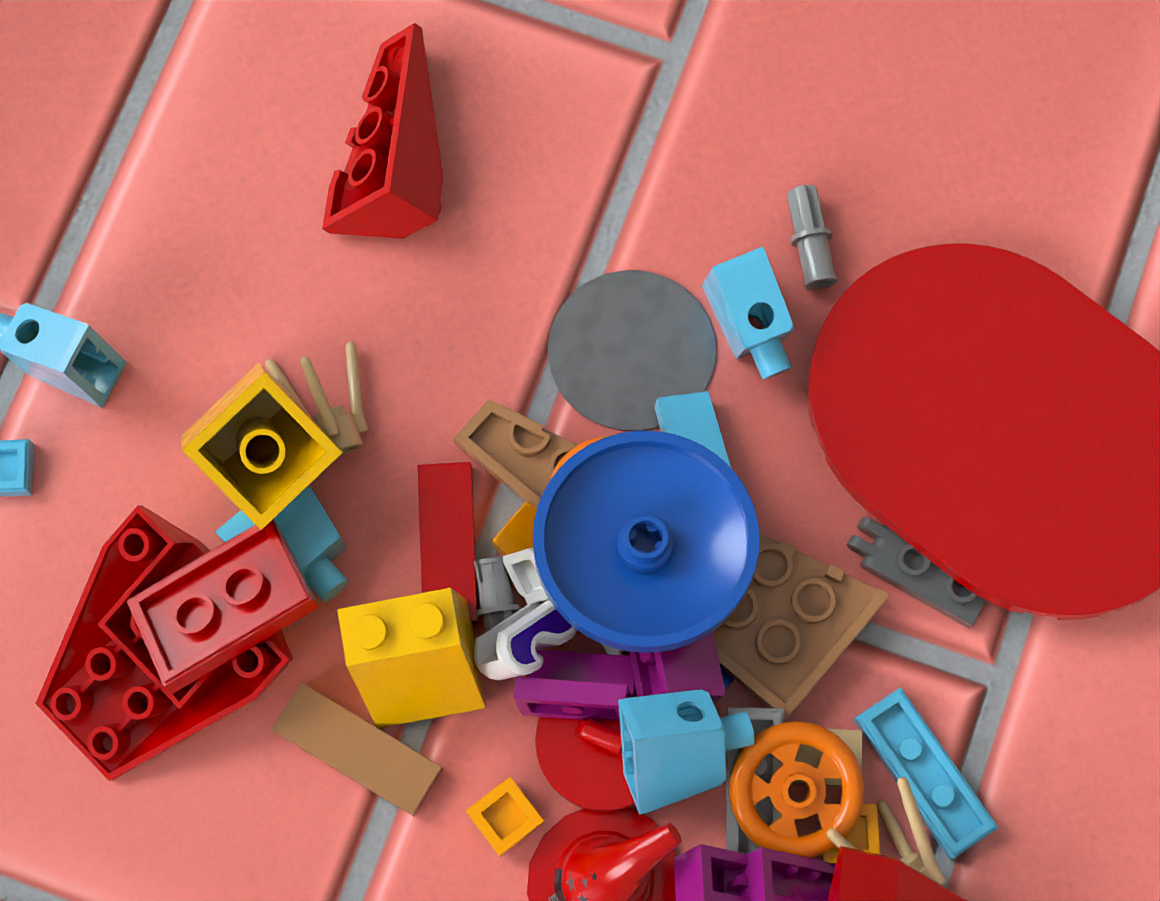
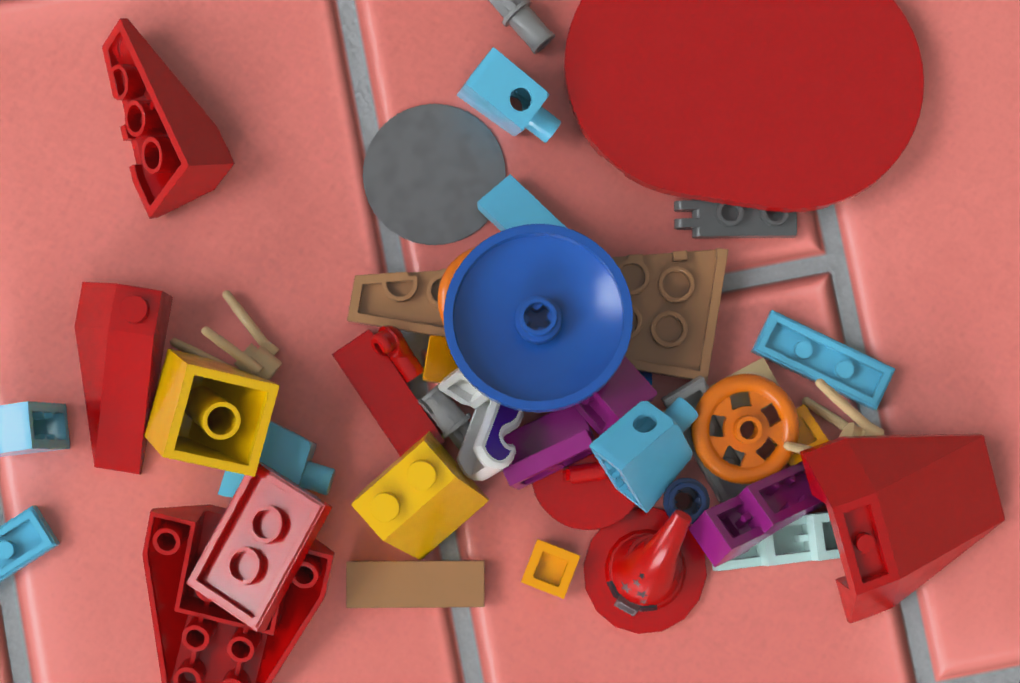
camera: 35 degrees left, 10 degrees up
(209, 345) = (120, 360): none -> red wedge
(484, 485) = (392, 343): none -> red arm
(696, 812) = (694, 489): none -> dark blue cone

